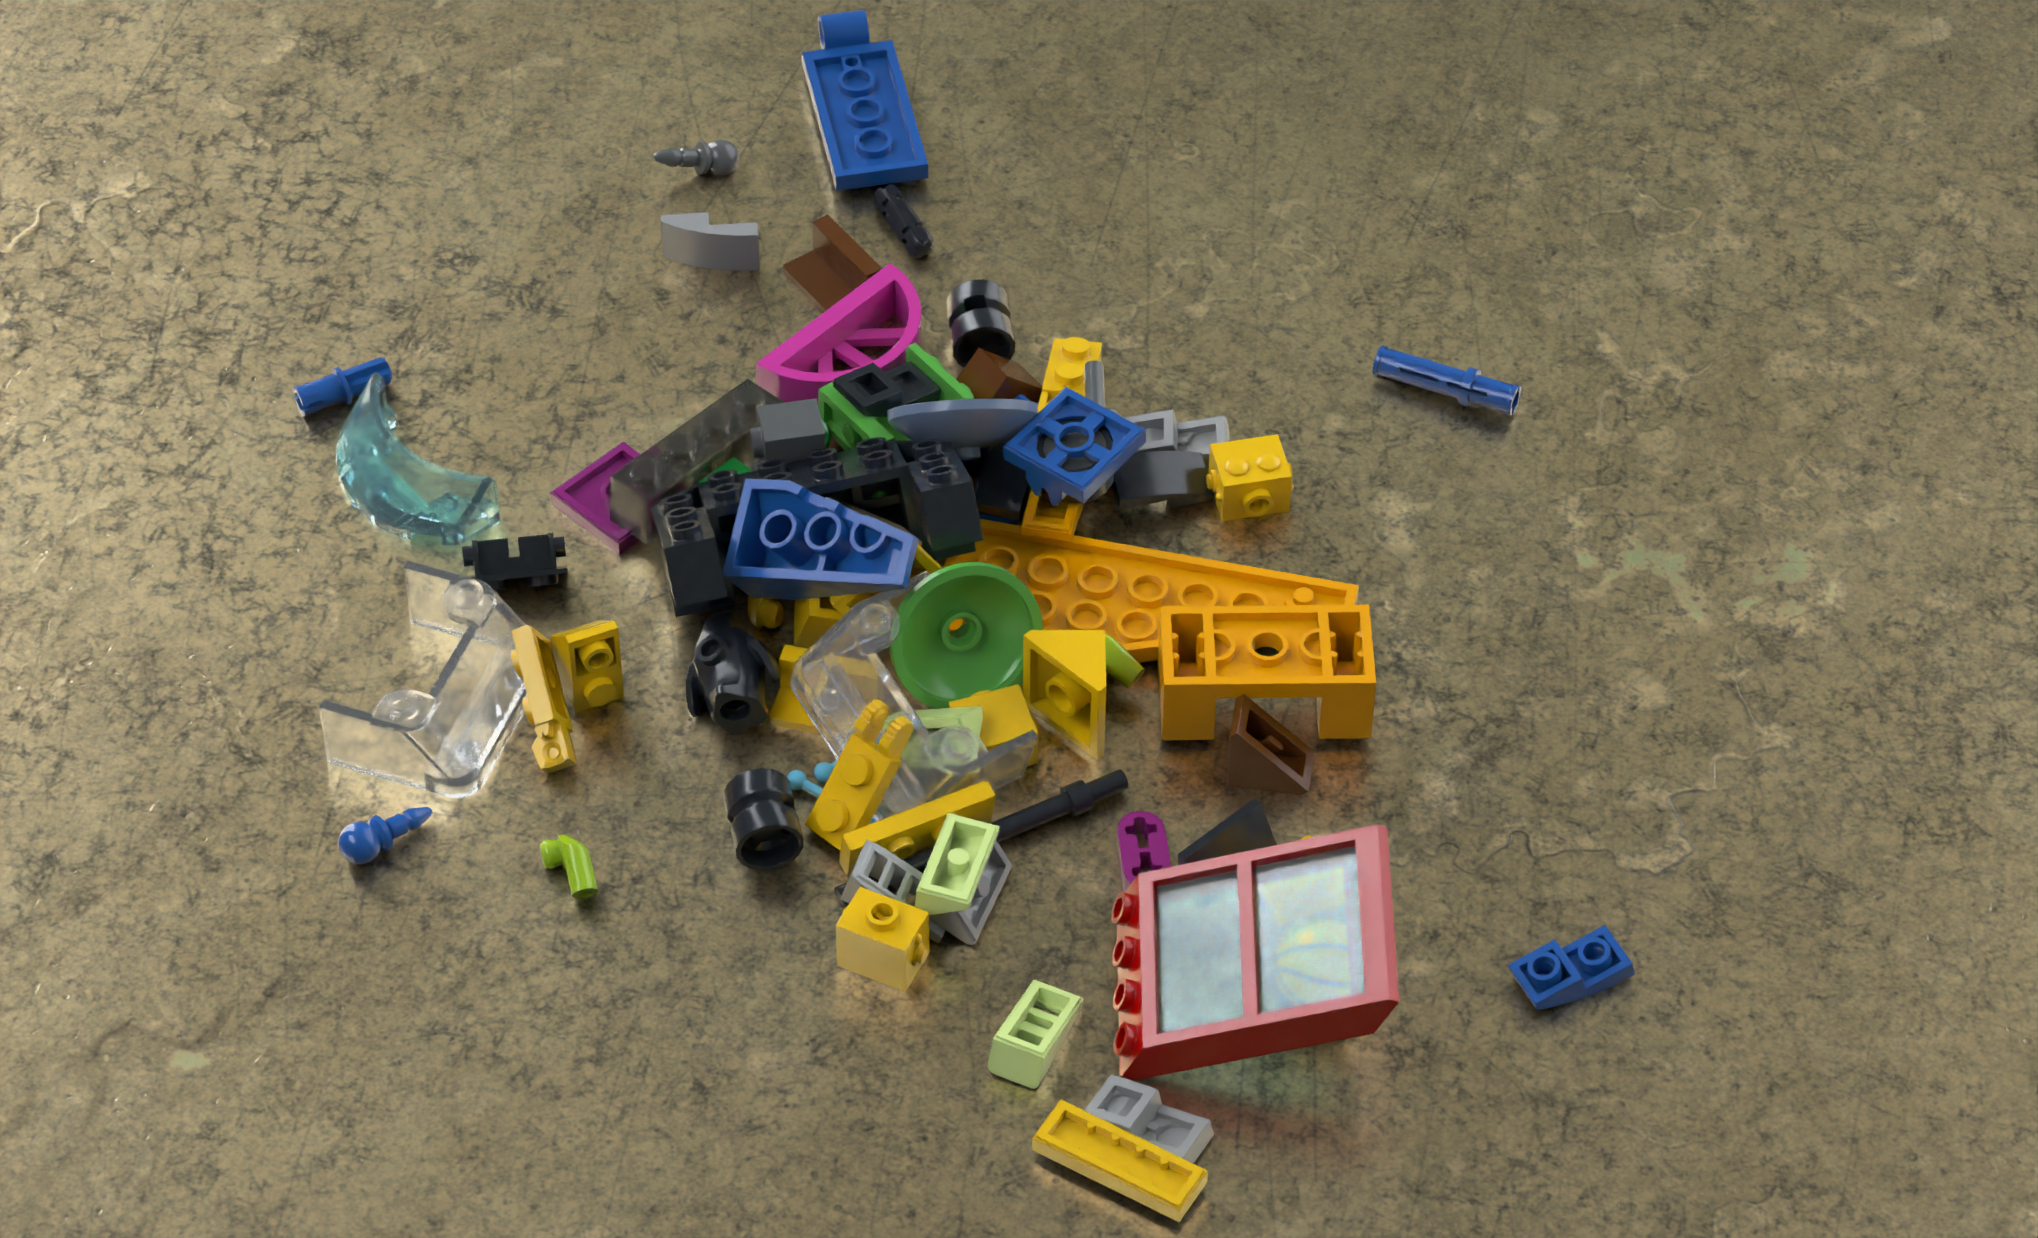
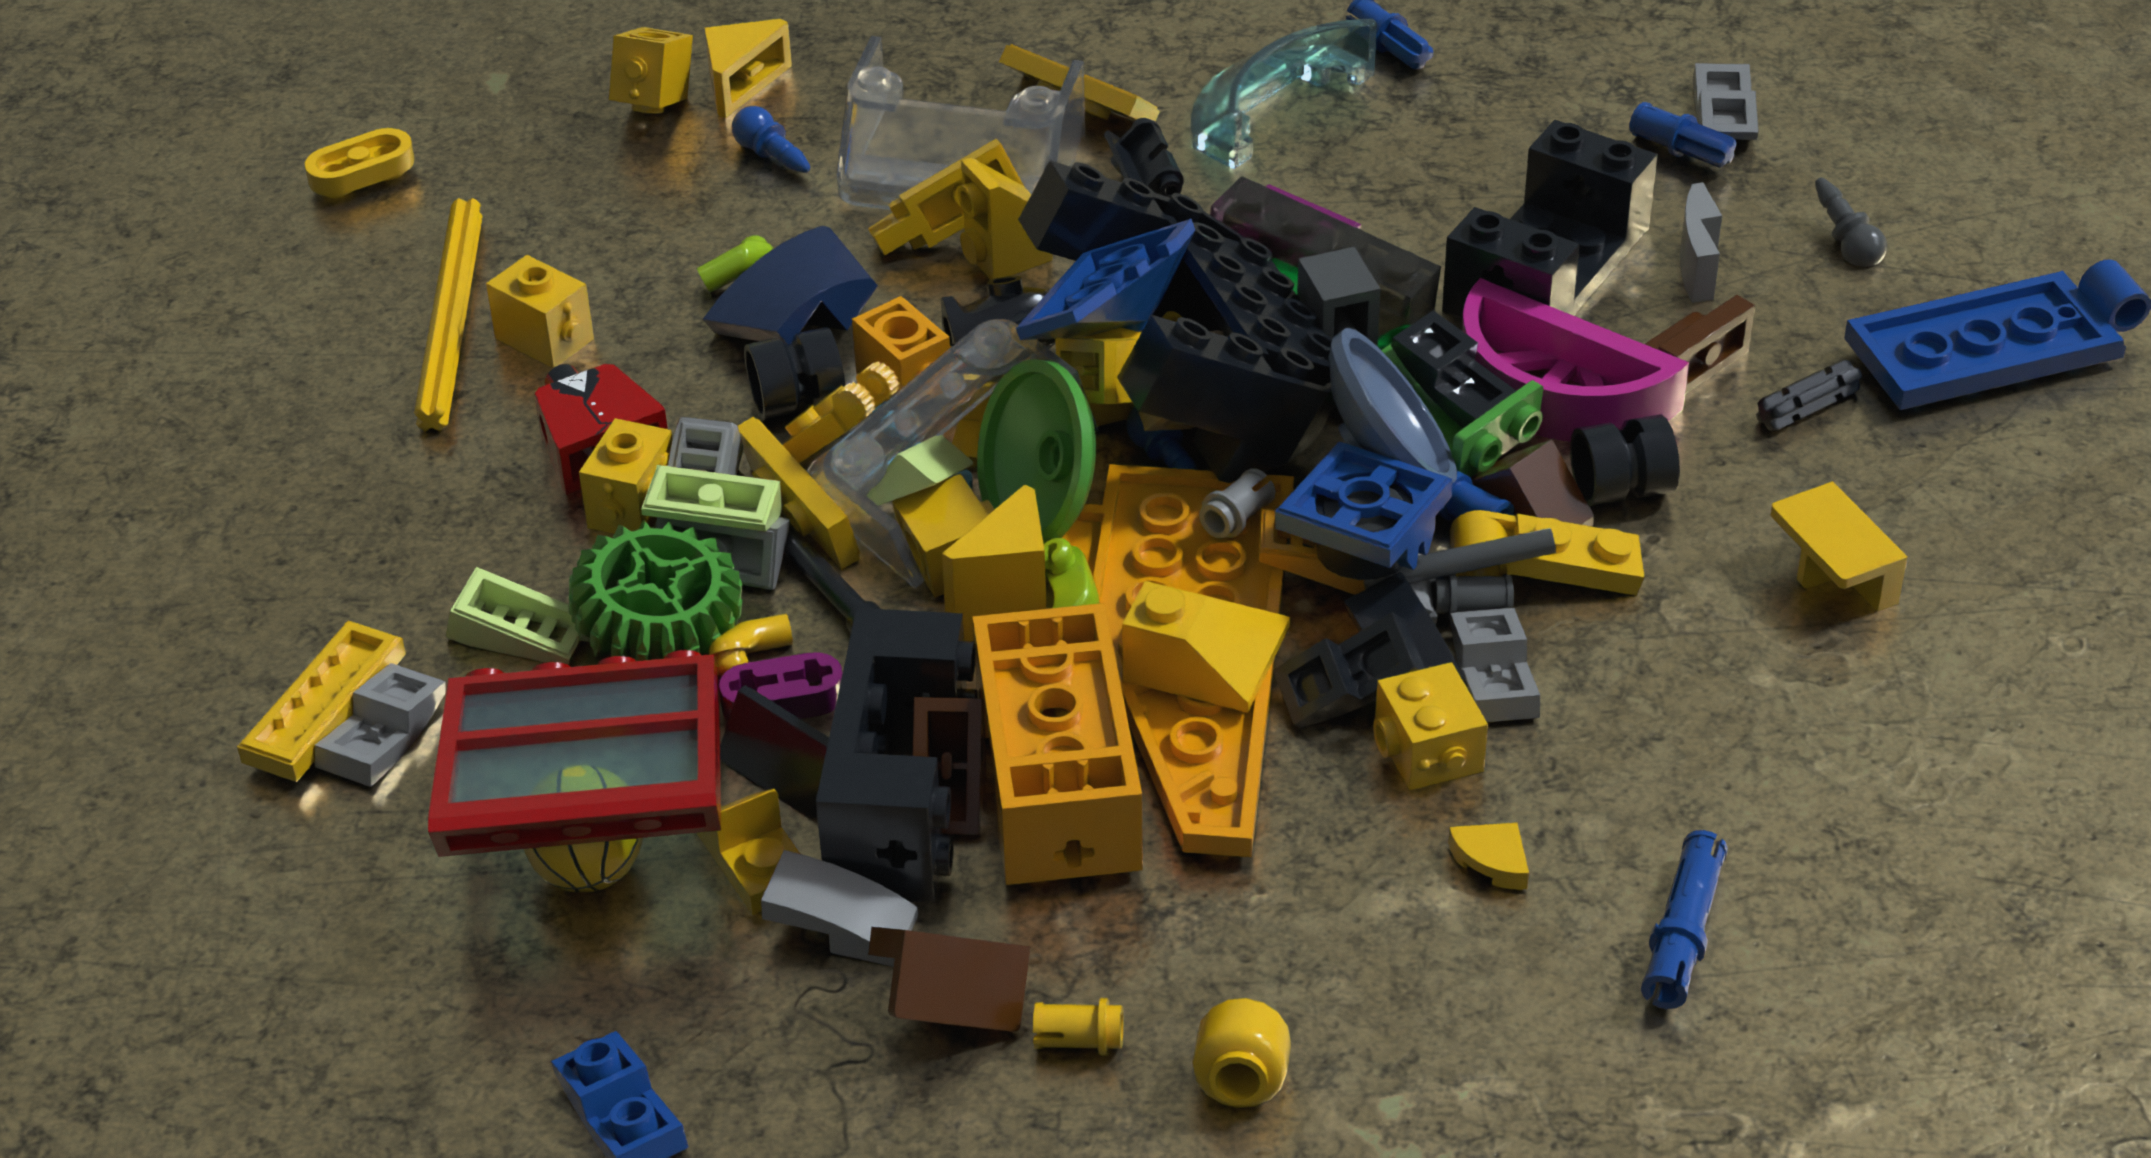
camera: 85 degrees right, 5 degrees down
(257, 848) = (745, 60): none -> yellow slope
(265, 902) = (650, 68): none -> yellow head
(329, 1160) = (359, 162): none -> yellow plate
(355, 612) = (1098, 95): none -> yellow plate
(526, 201) = (1726, 99): none -> light grey slope
(555, 228) = (1682, 135): none -> blue axle
(586, 1083) = (448, 315): none -> yellow axle
(627, 1001) = (540, 311): none -> yellow head
(640, 816) = (794, 284): none -> dark blue slope
(648, 308) = (1578, 221): none -> black plate
(765, 735) = (898, 337): none -> light orange head
(794, 967) = (579, 409): none -> red torso
(1018, 548) = (1227, 511): none -> light grey pin
(1042, 922) = (653, 593): none -> bright green gear
(1086, 880) = (750, 637): none -> yellow arm
(1095, 227) = (1841, 545): none -> yellow panel
(1155, 576) = (1199, 645): none -> yellow slope
(1188, 509) = (1344, 677): none -> black slope
(1211, 779) = (878, 808): none -> black plate
(1369, 469) = (1493, 851): none -> yellow tile
(1407, 825) = (834, 902): none -> light grey slope
(1480, 757) = (953, 978): none -> reddish brown panel
(1521, 694) = (1079, 1026): none -> yellow pin
(1559, 615) = (1241, 1053): none -> yellow head

